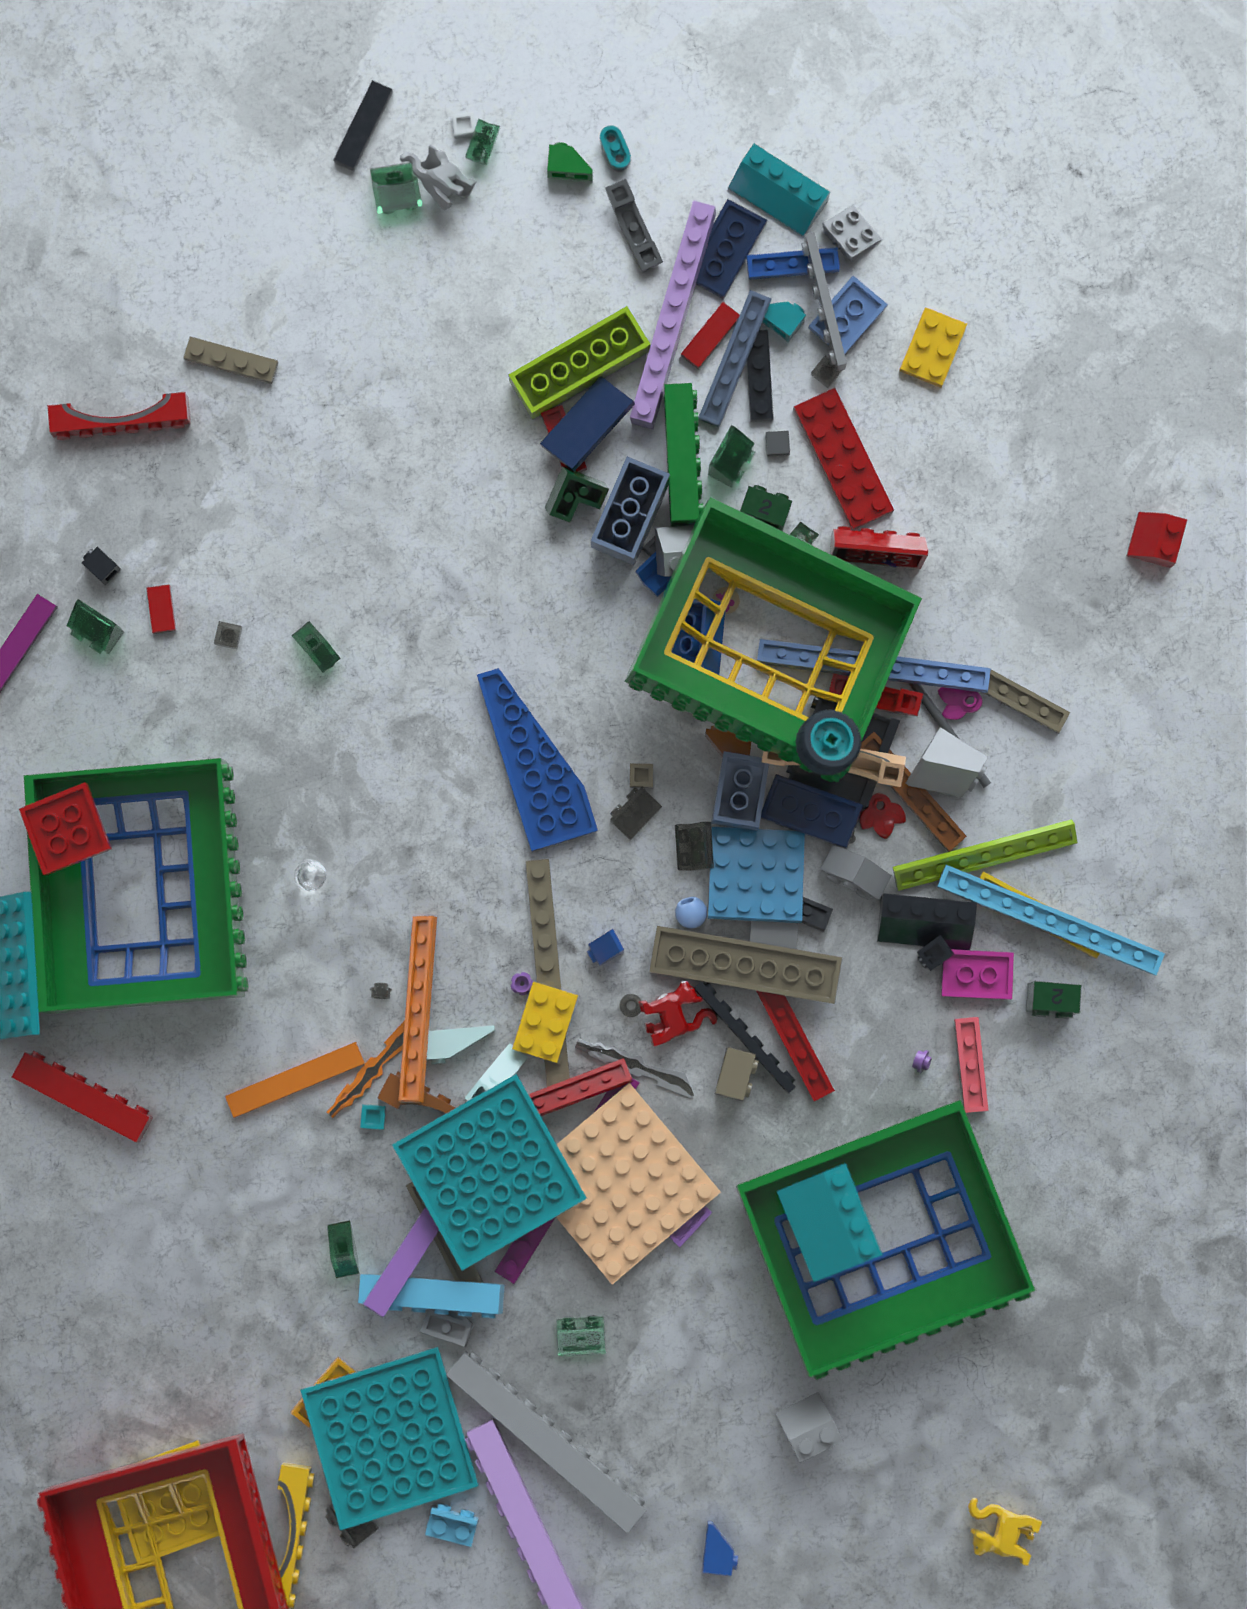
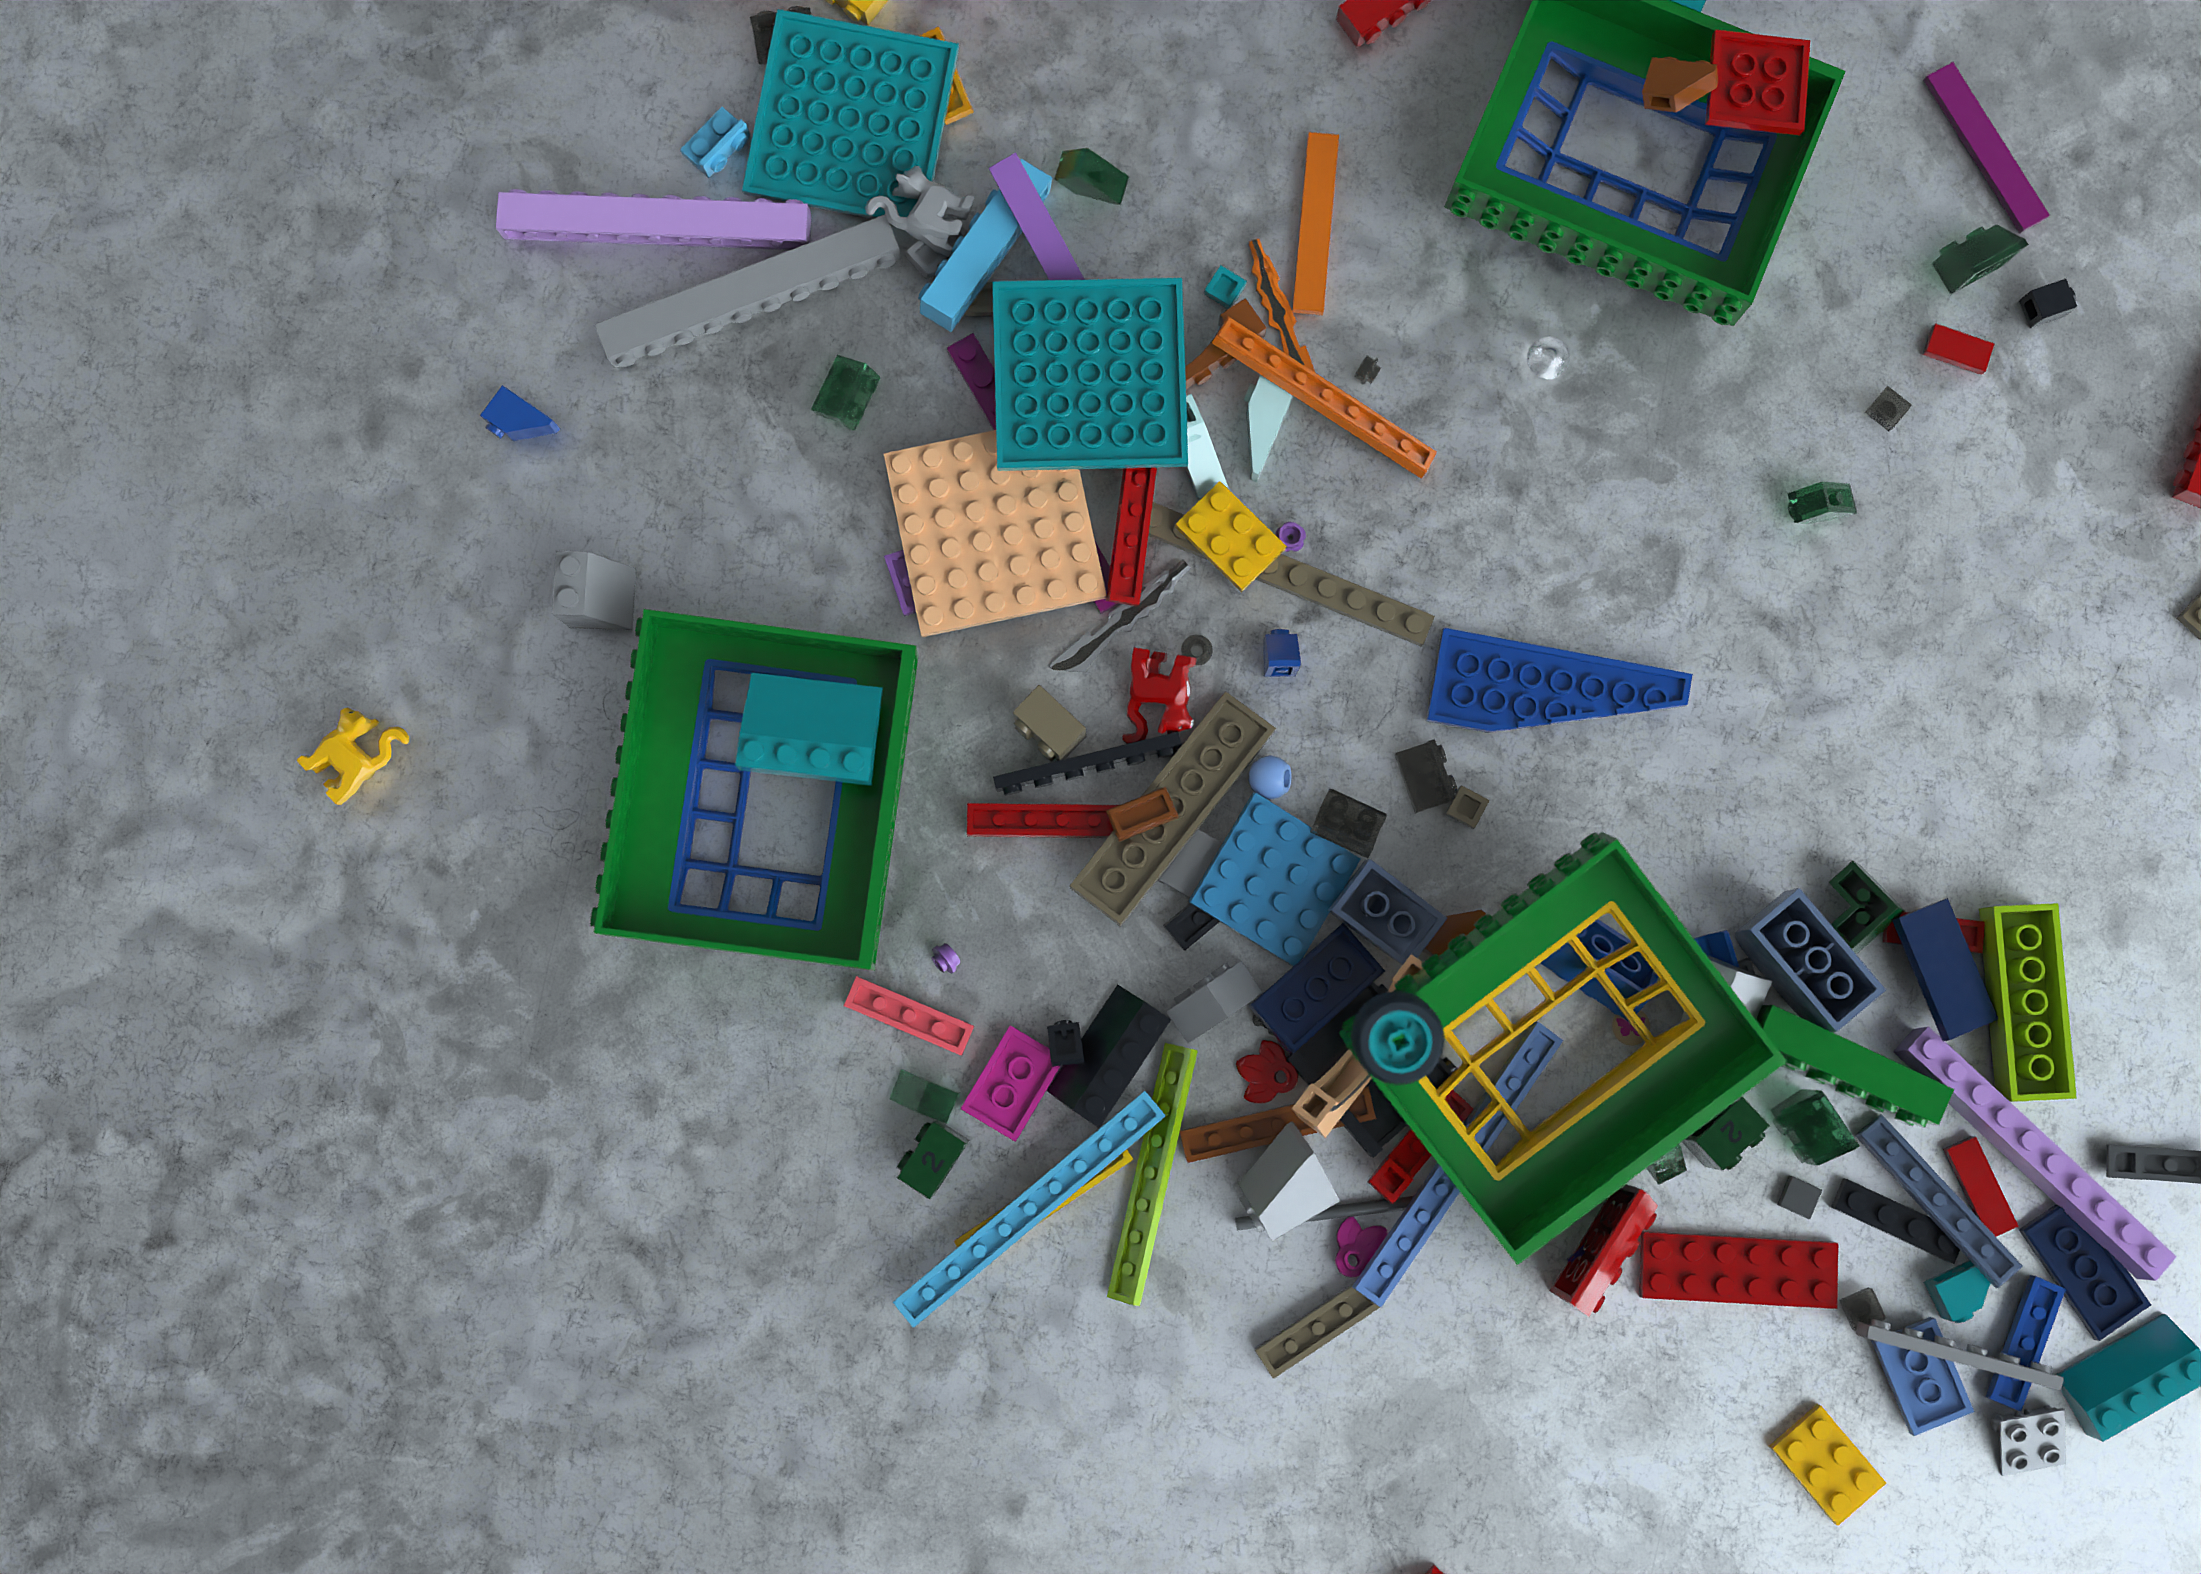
camera: 120 degrees right, 0 degrees up
(97, 880) = (1677, 83): none -> dark orange slope
(430, 1344) = (926, 218): none -> light grey animal
(762, 981) = (1142, 814): none -> dark orange tile
(1016, 1026) = (925, 1096): none -> clear green slope

